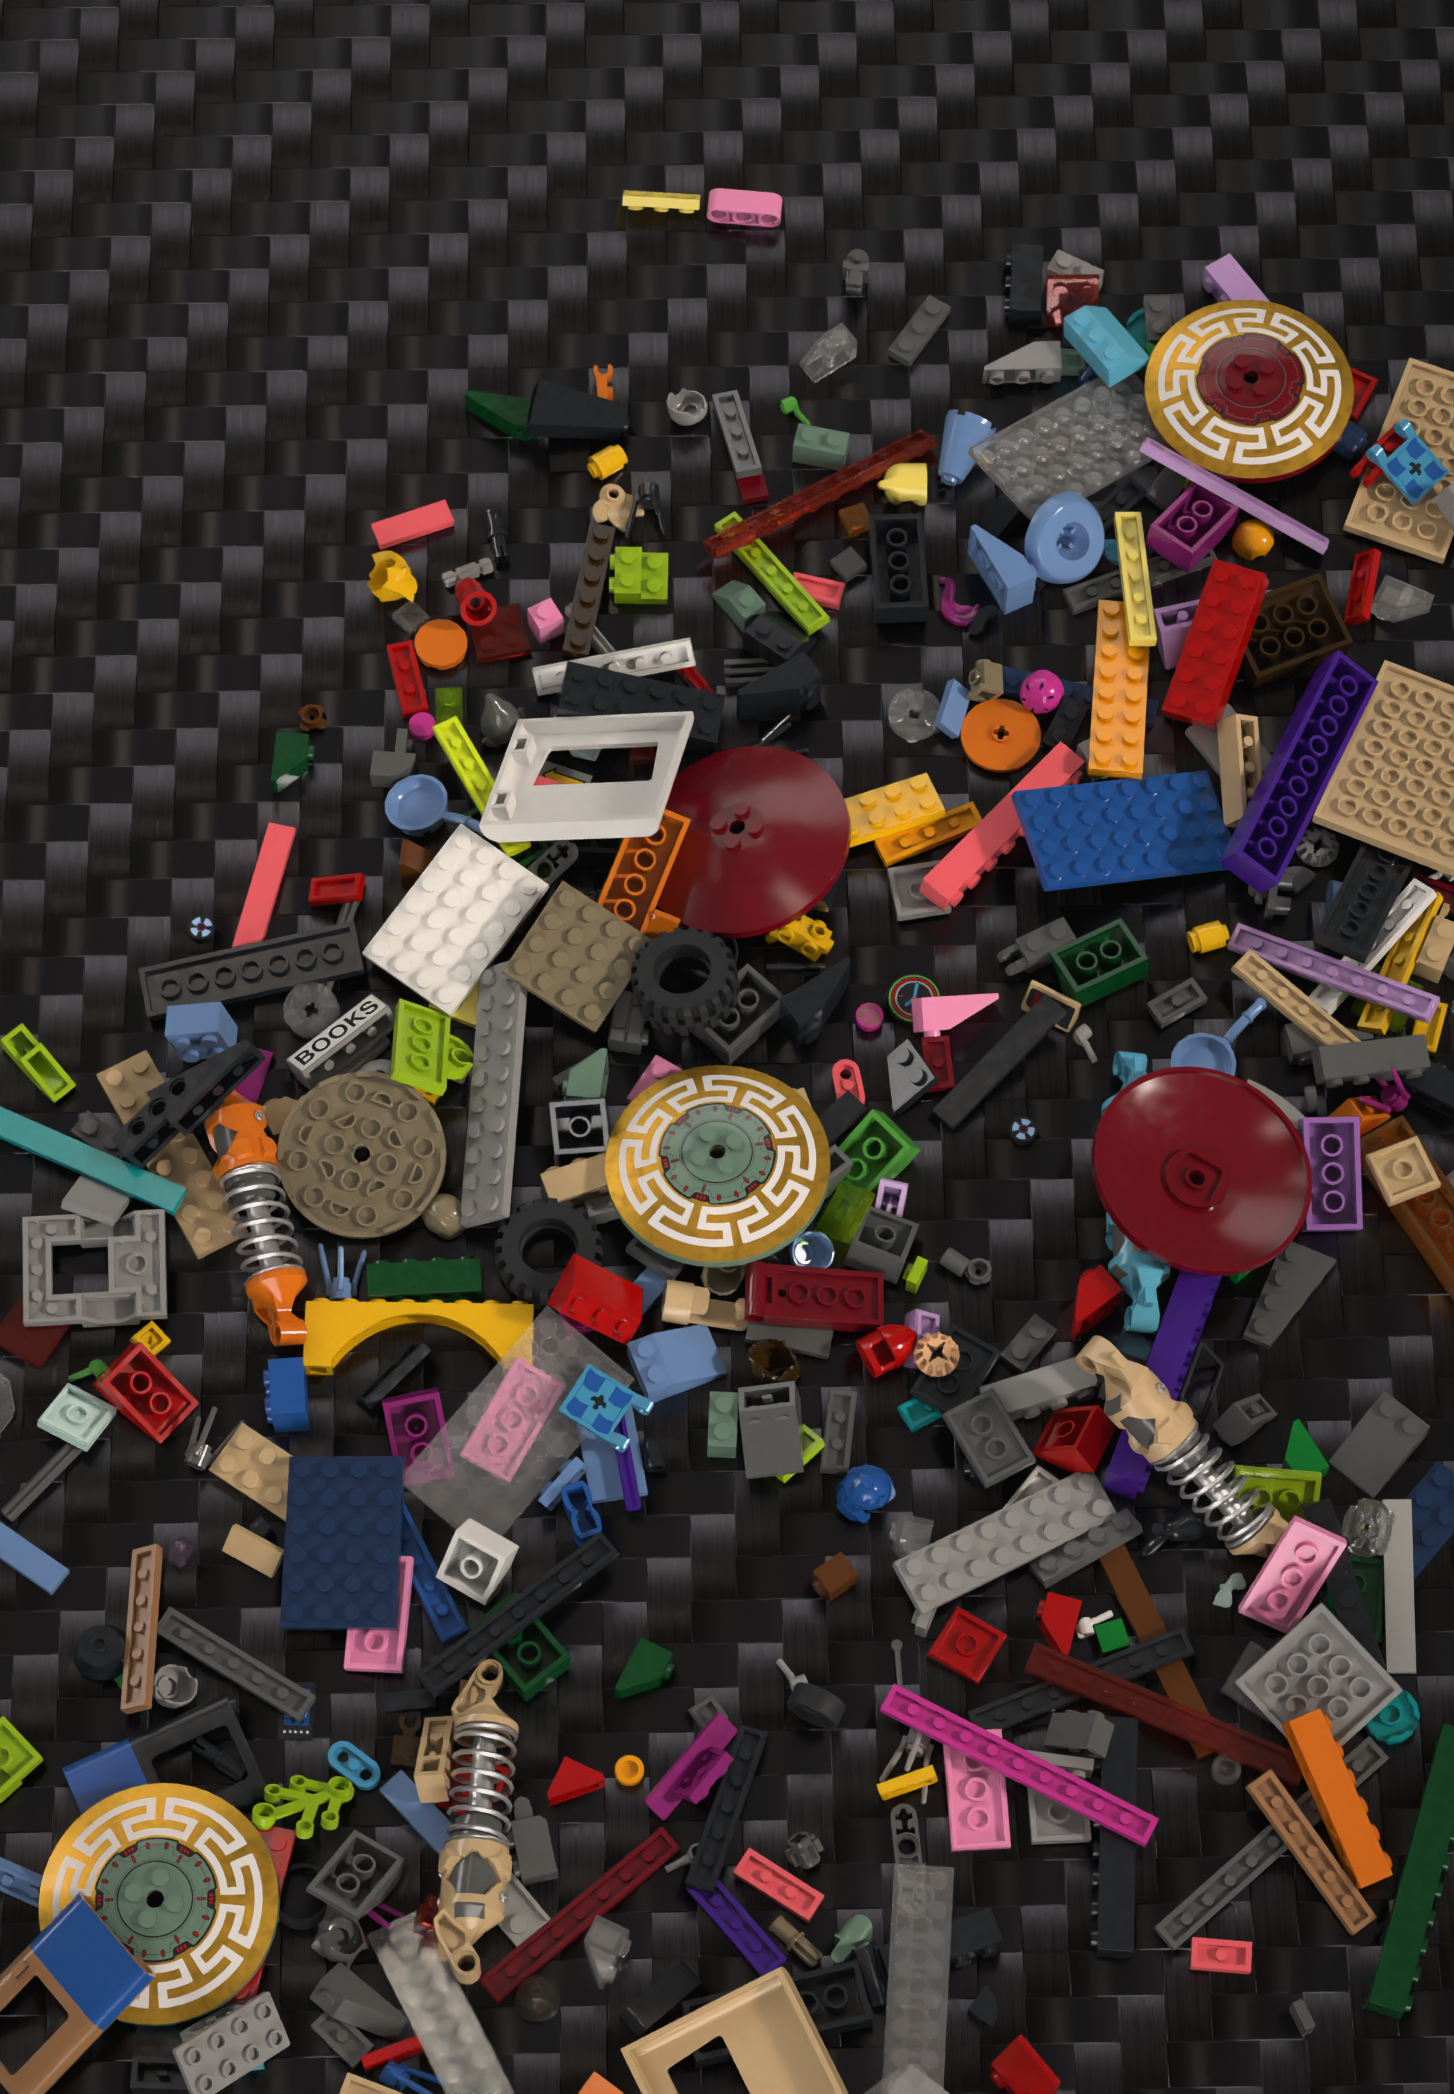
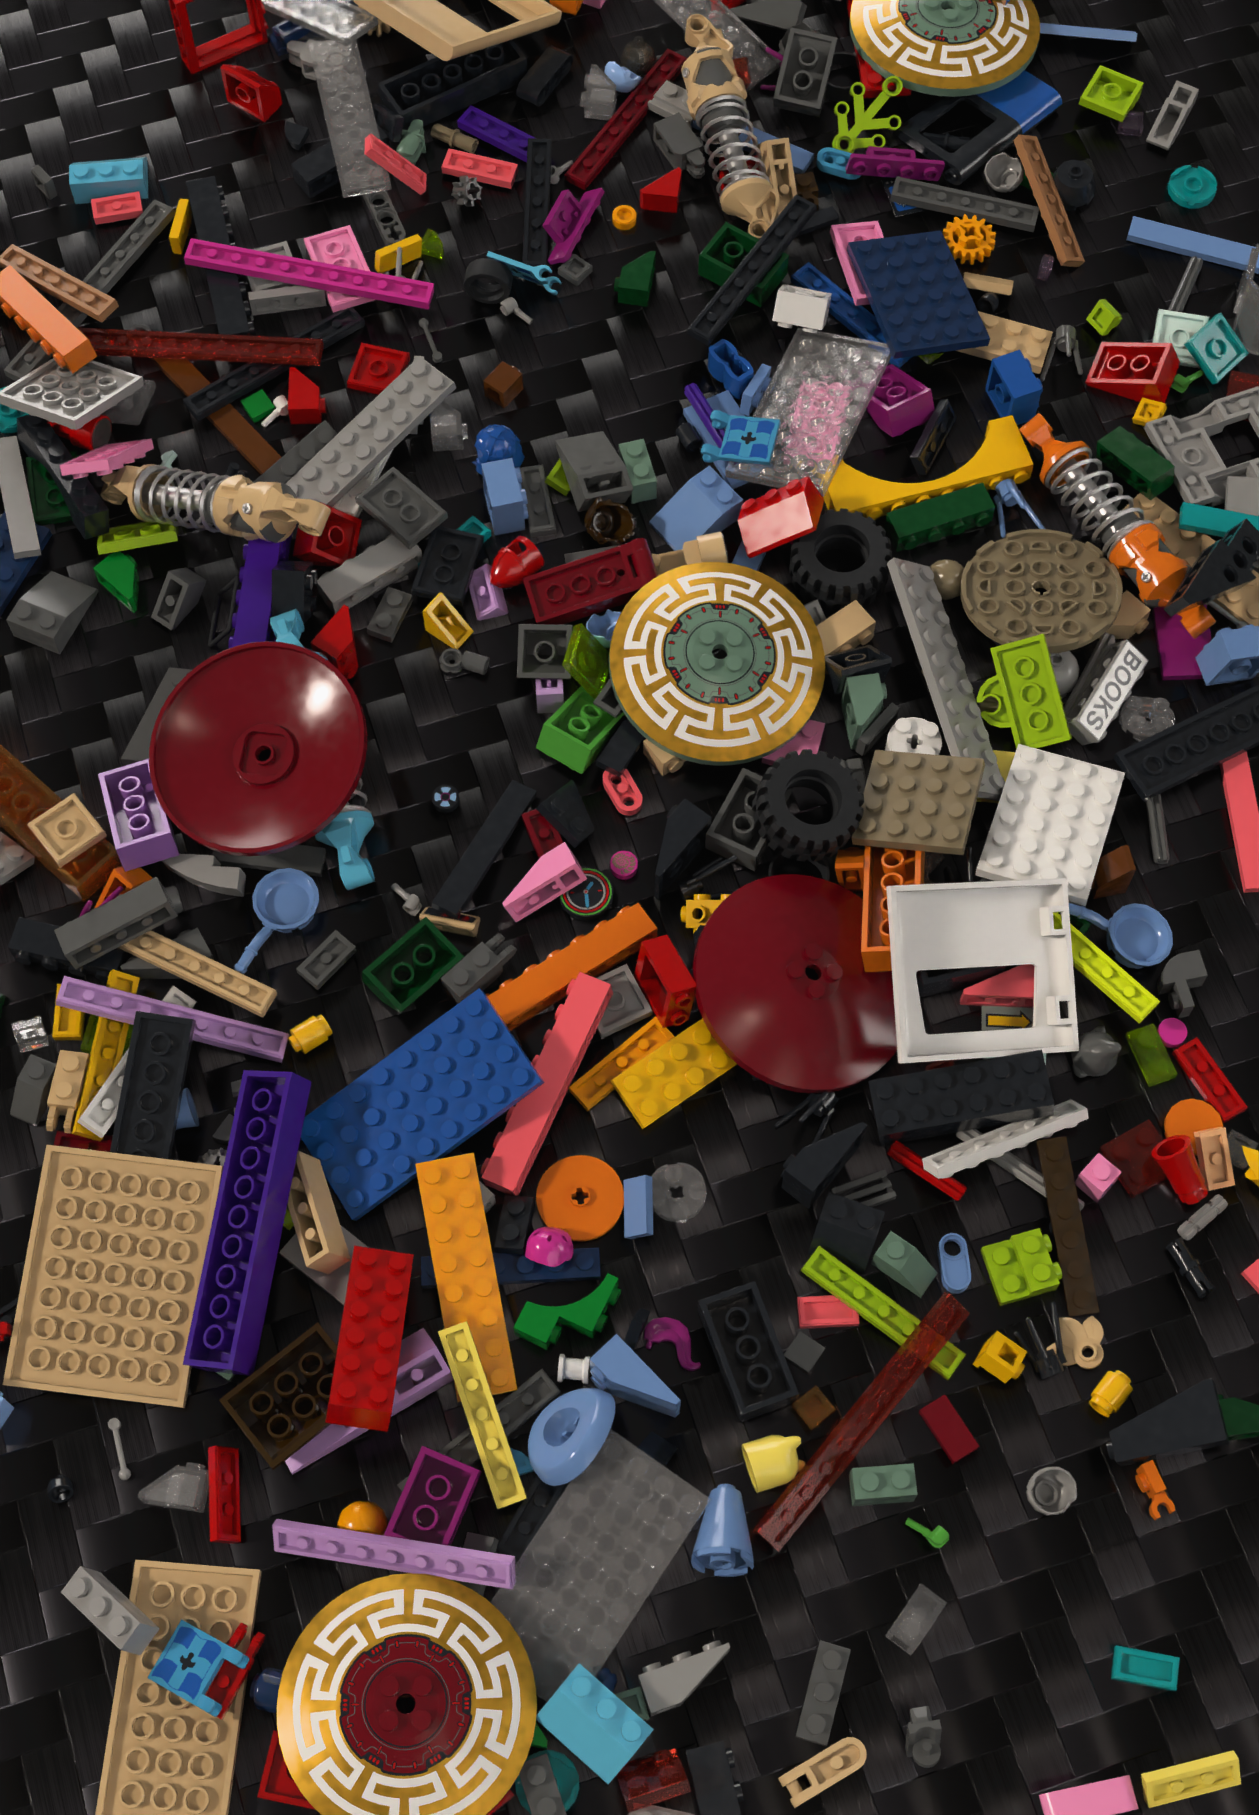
camera: 165 degrees right, 0 degrees up
(44, 1389) = (1216, 348): none -> teal tile
(145, 1467) = (1104, 317): none -> lime tile
(196, 1277) = (1135, 462): none -> dark green brick
(241, 1620) = (966, 239): none -> light orange gear
(296, 1740) = (893, 163): none -> magenta bracket
(336, 889) = (1177, 836): red tile -> none
(438, 607) = (1214, 1158): none -> light nougat plate
(552, 1042) = (914, 736): none -> white brick
(567, 1965) = (622, 77): none -> light blue hair
(662, 280) = (1145, 1668): none -> teal tile
(687, 510) = (1001, 1357): none -> yellow brick
(695, 591) = (955, 1269): none -> medium blue piece
(736, 434) = (982, 1470): dark grey plate -> none
(772, 1705) = (528, 272): none -> medium azure flag
(862, 1798) = (432, 245): none -> clear neon green tile
(870, 875) = (665, 981): none -> red window
(876, 1428) = (504, 496): none -> medium blue brick
(881, 1893) = (395, 164): none -> coral tile
(915, 1274) = (508, 639): lime plate -> none
(936, 280) = (825, 1769): none -> tan plate
(938, 1366) = (473, 573): light nougat gear -> none
(974, 1310) = (445, 622): none -> yellow slope
(982, 922) = (590, 954): none -> orange brick
(985, 681) = (612, 1246): dark tan brick -> none
(1025, 637) = (541, 1323): none -> green arch
(1046, 601) = (573, 1369): none -> white bush
(1079, 1734) = (265, 311): dark grey brick -> none
(1151, 1902) = (180, 226): none -> yellow tile
(1222, 2006) = (108, 178): none -> medium azure slope
(1380, 1523) = (49, 528): clear plate -> none
(1444, 670) = (114, 1425): none -> light grey hinge

